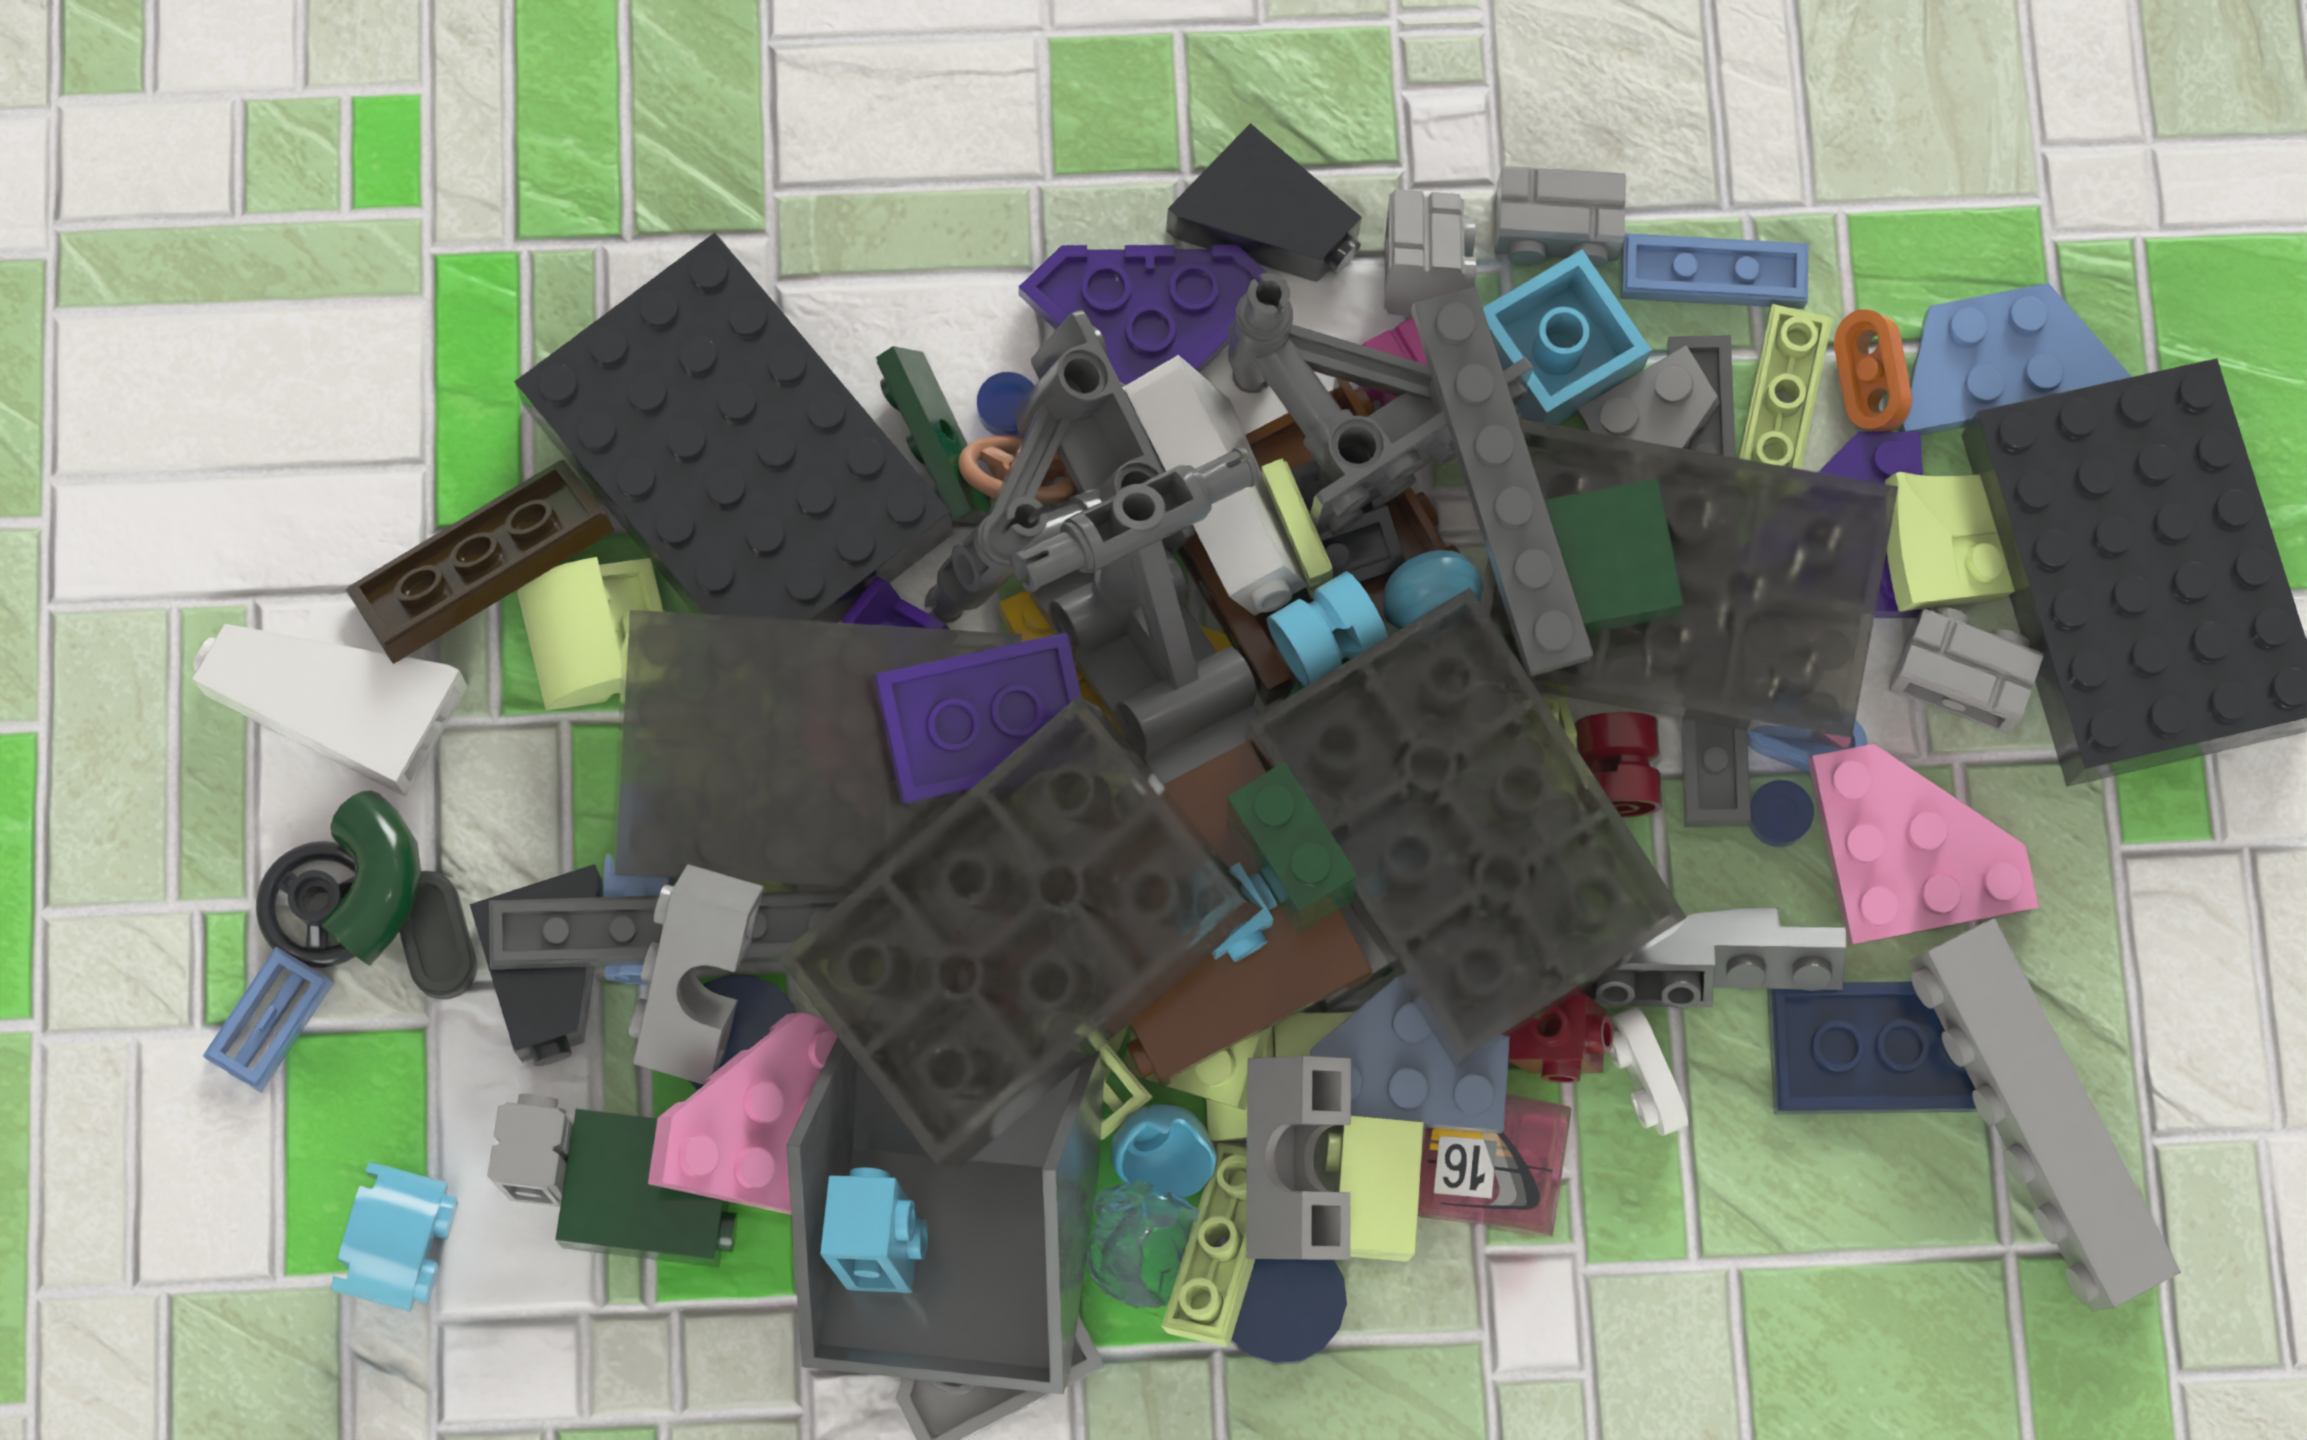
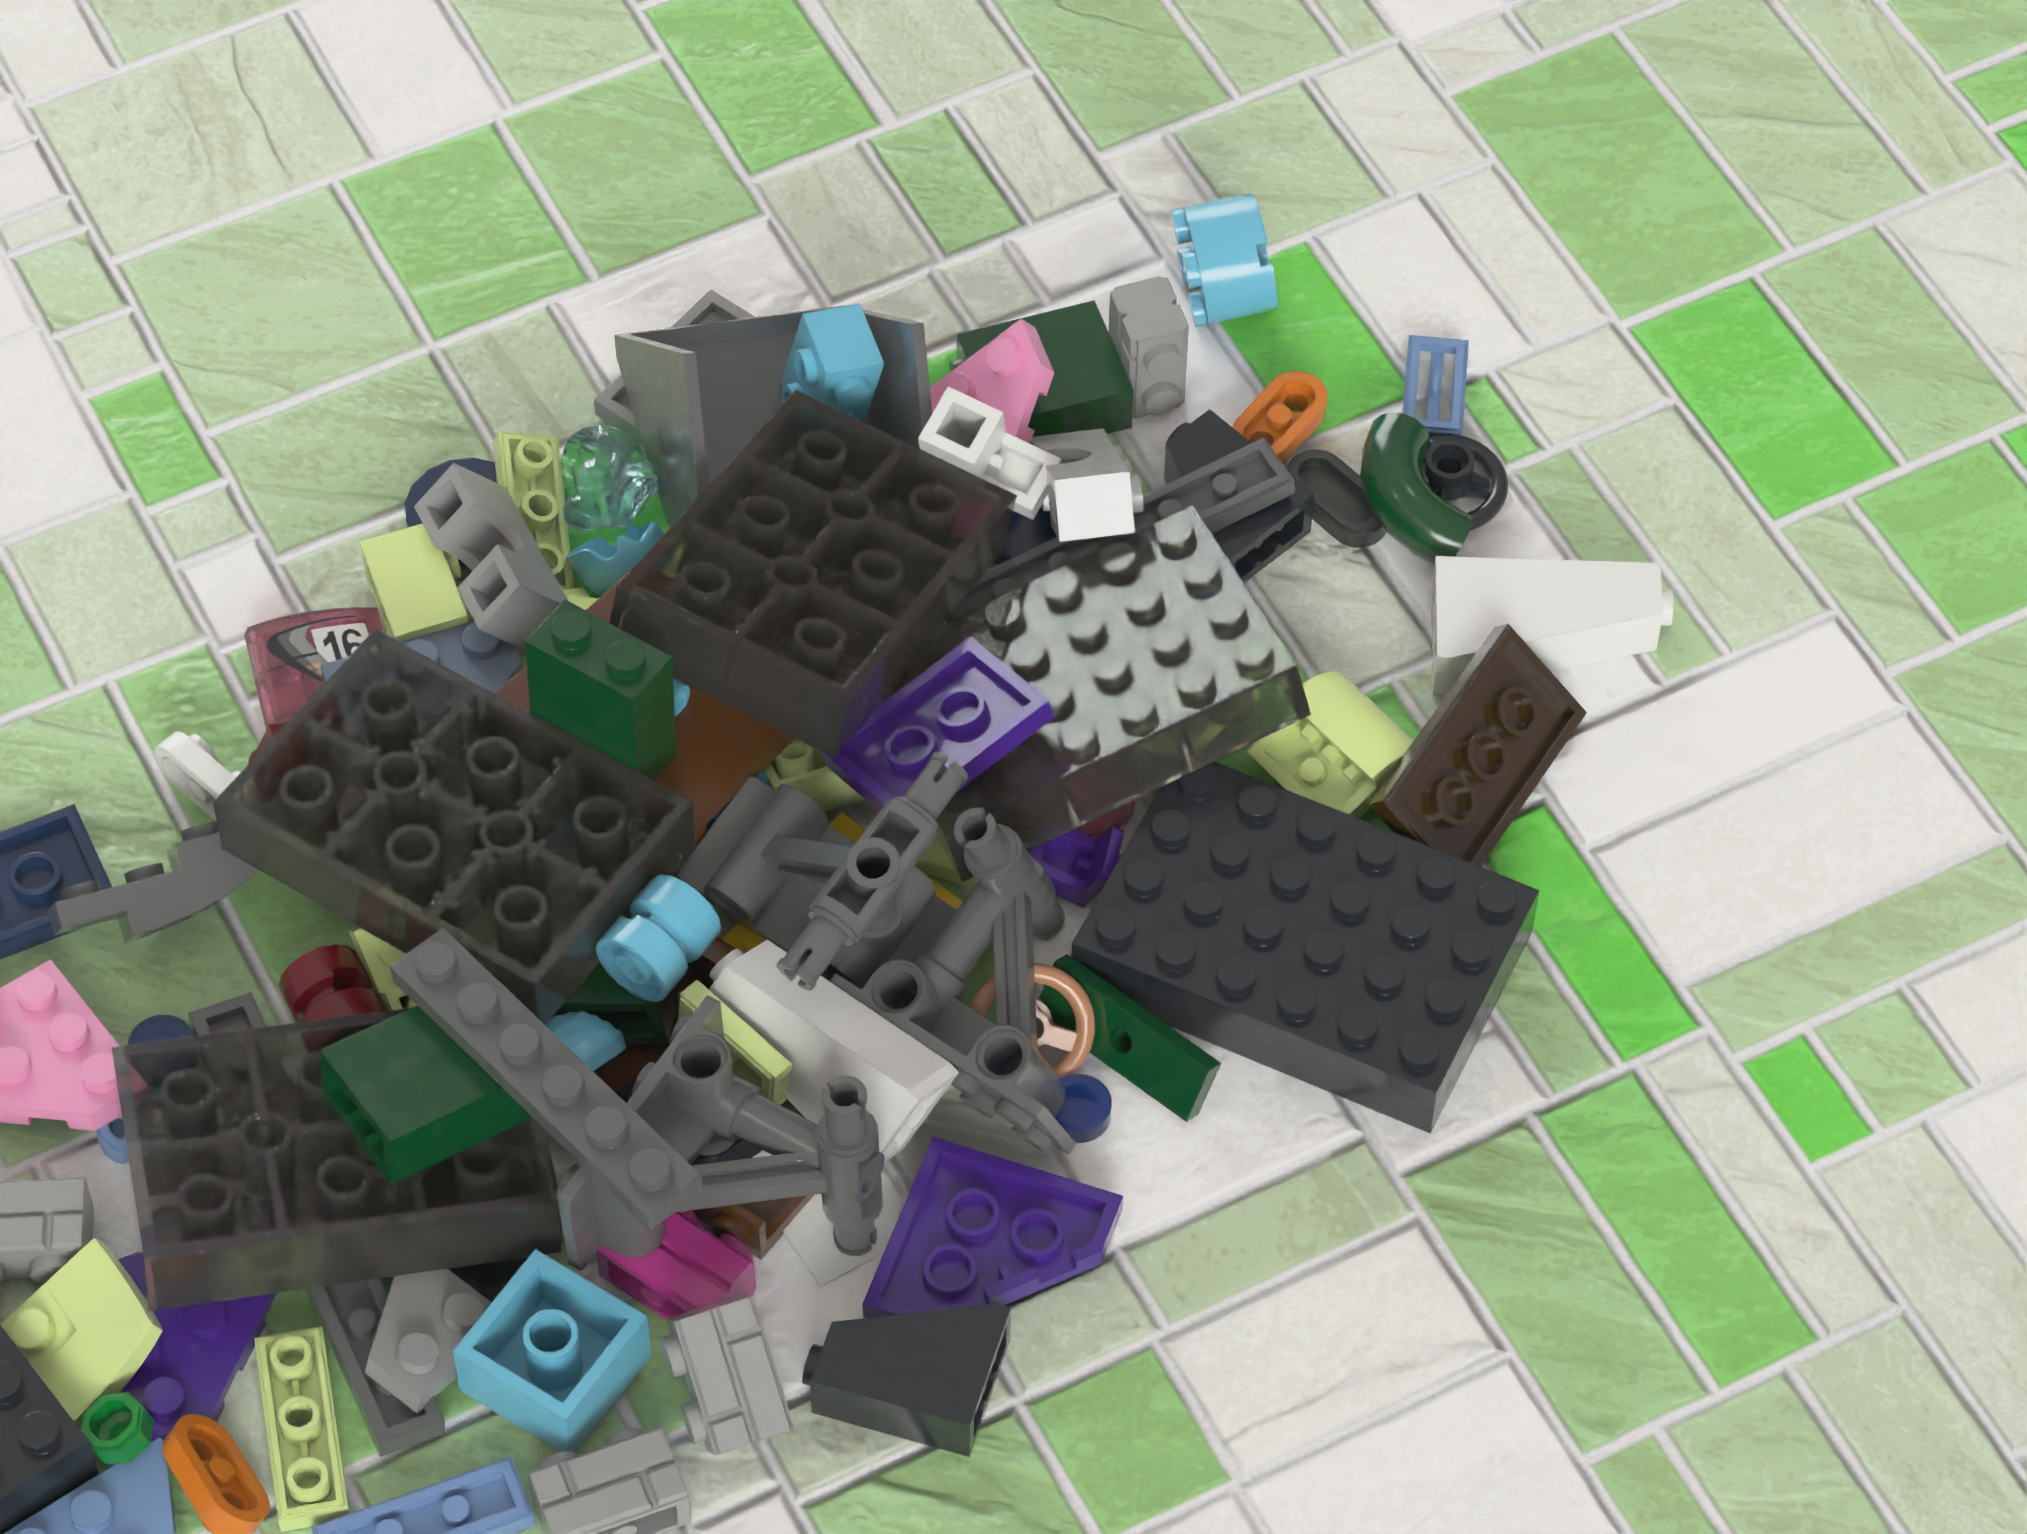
camera: 160 degrees right, 20 degrees down
(442, 1034) = (1271, 414): none -> orange plate
(783, 1032) = (977, 442): none -> white brick
(1942, 439) = (117, 1428): none -> green tile

